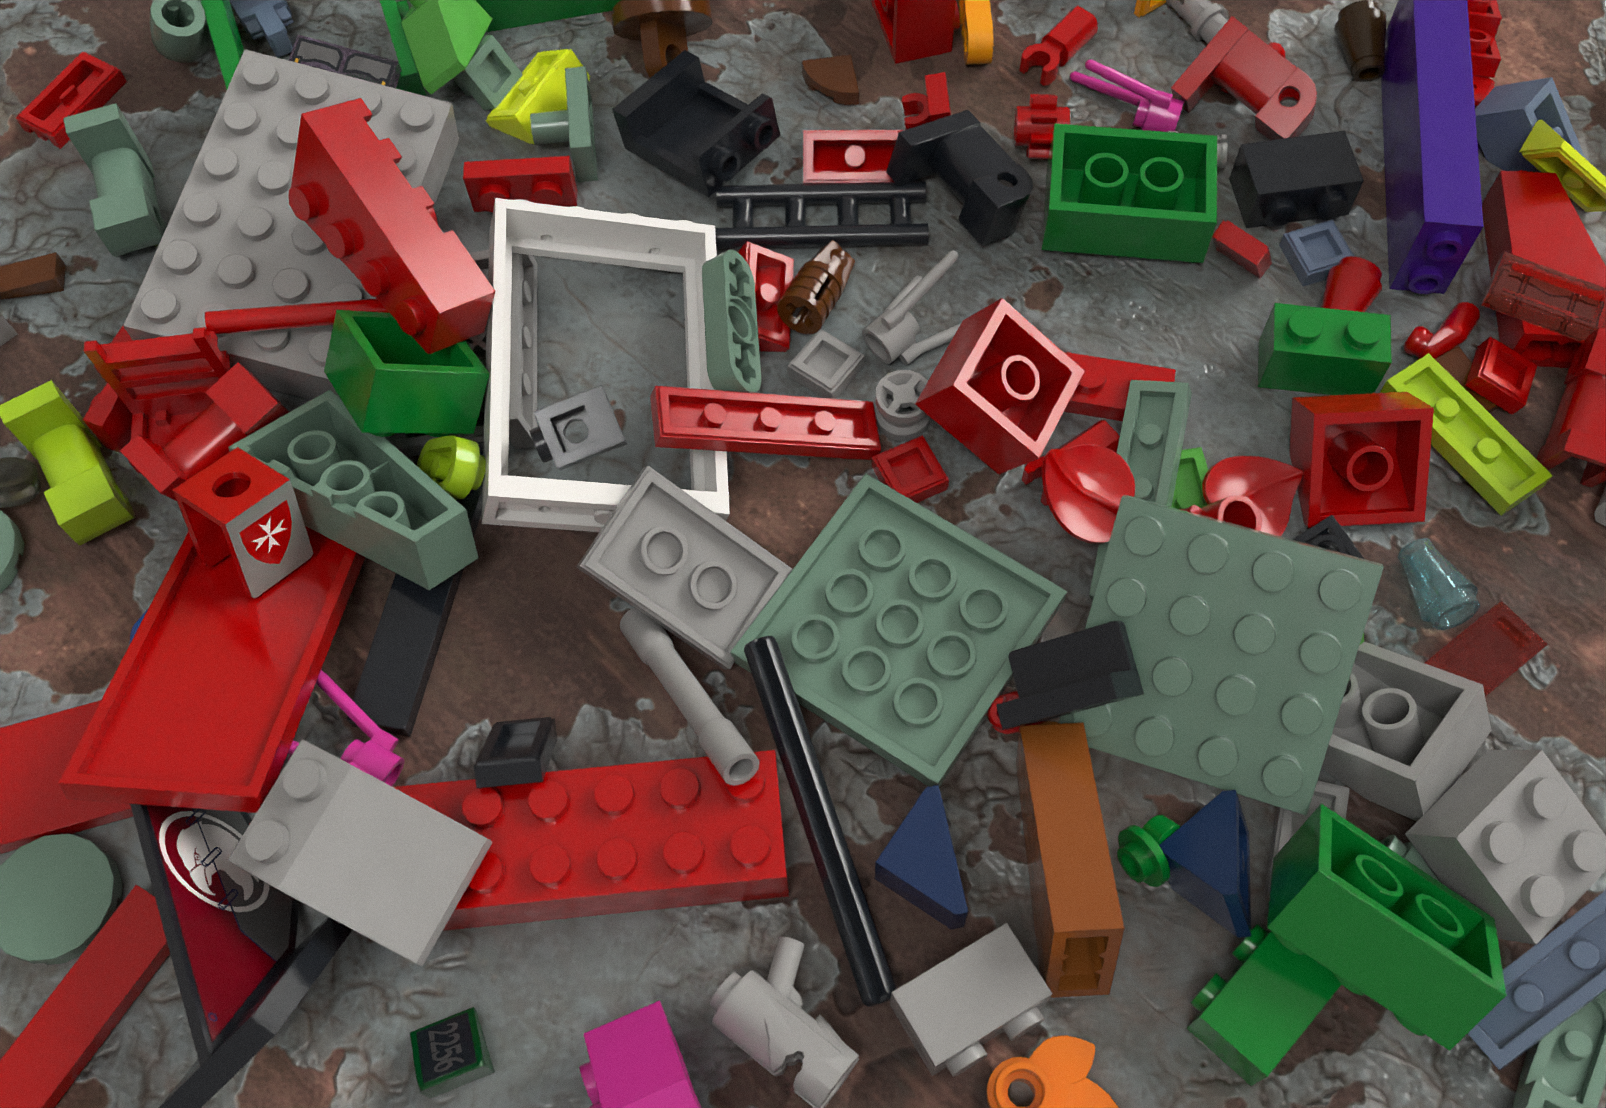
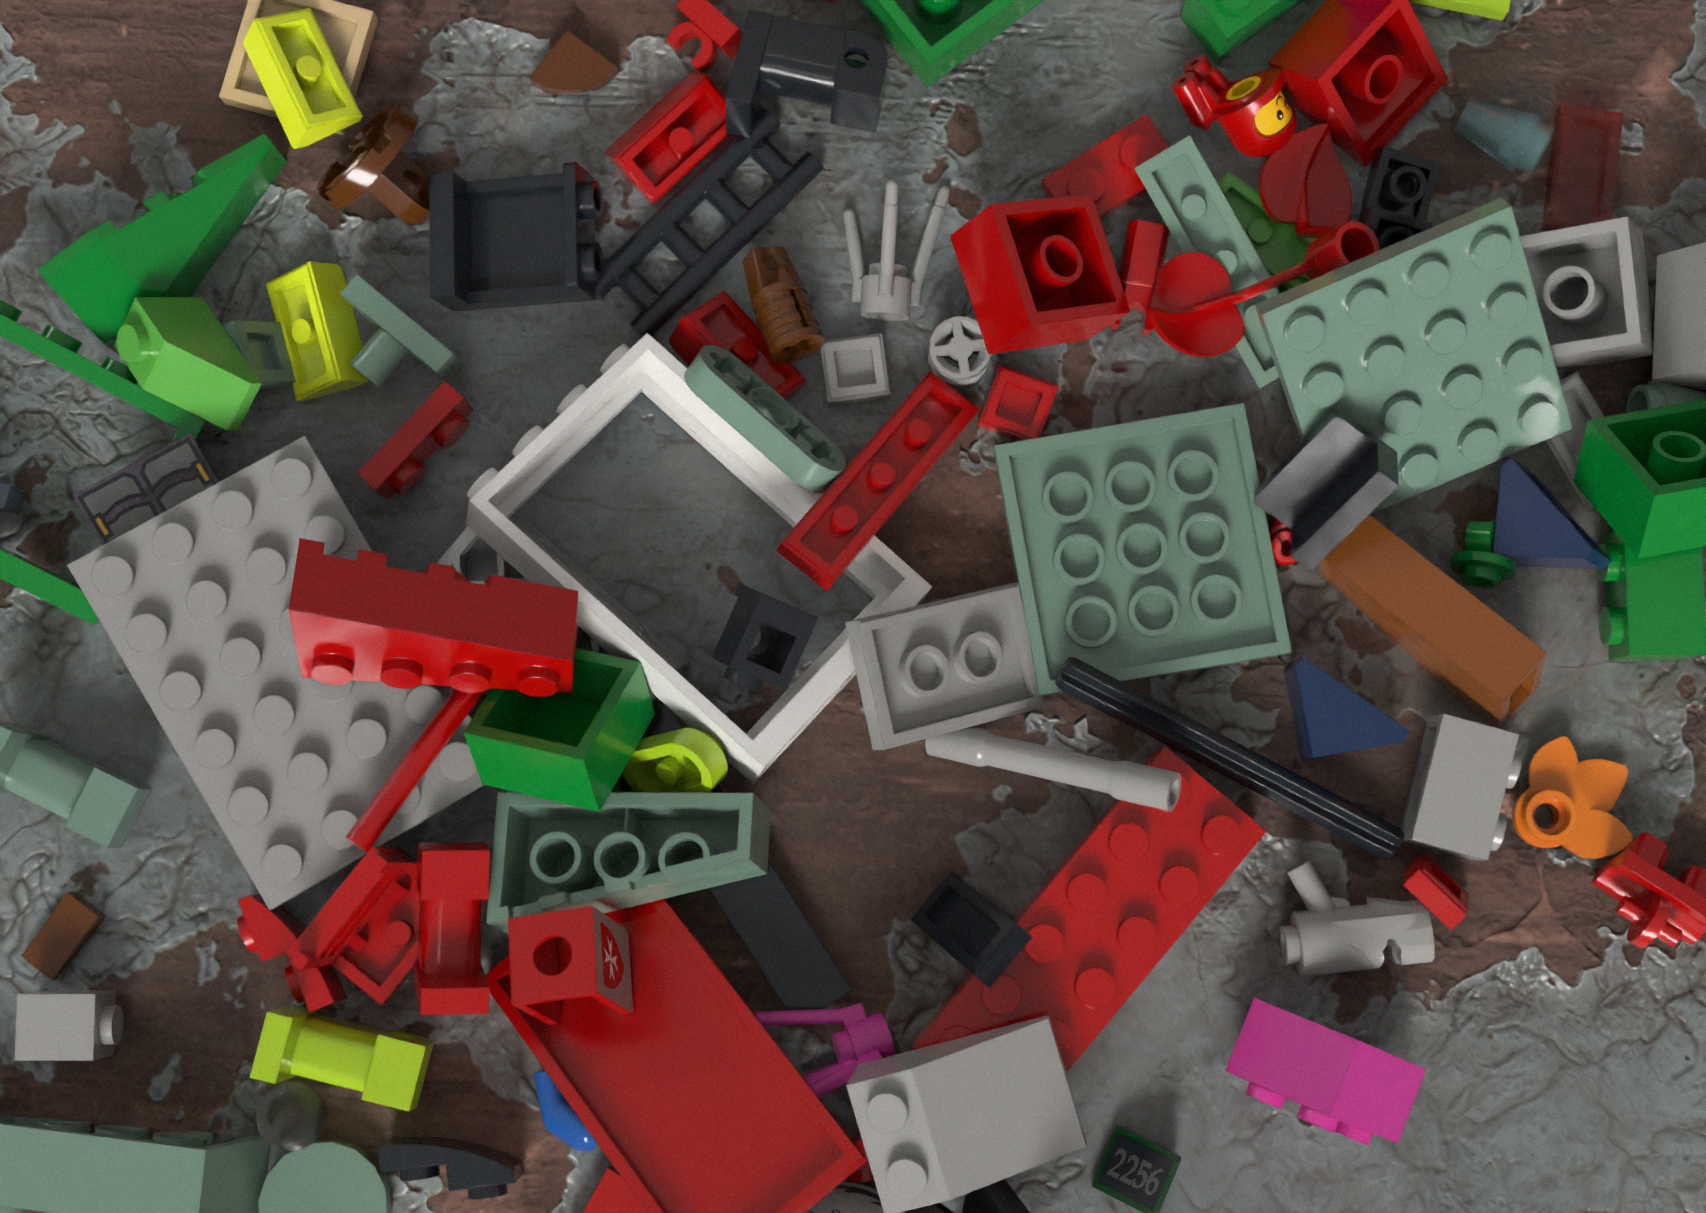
camera: 45 degrees left, 20 degrees up
(52, 595) = (468, 1164): none -> black slope
(877, 1060) = (1436, 890): none -> red tile
(1249, 422) = (1248, 109): none -> red piece

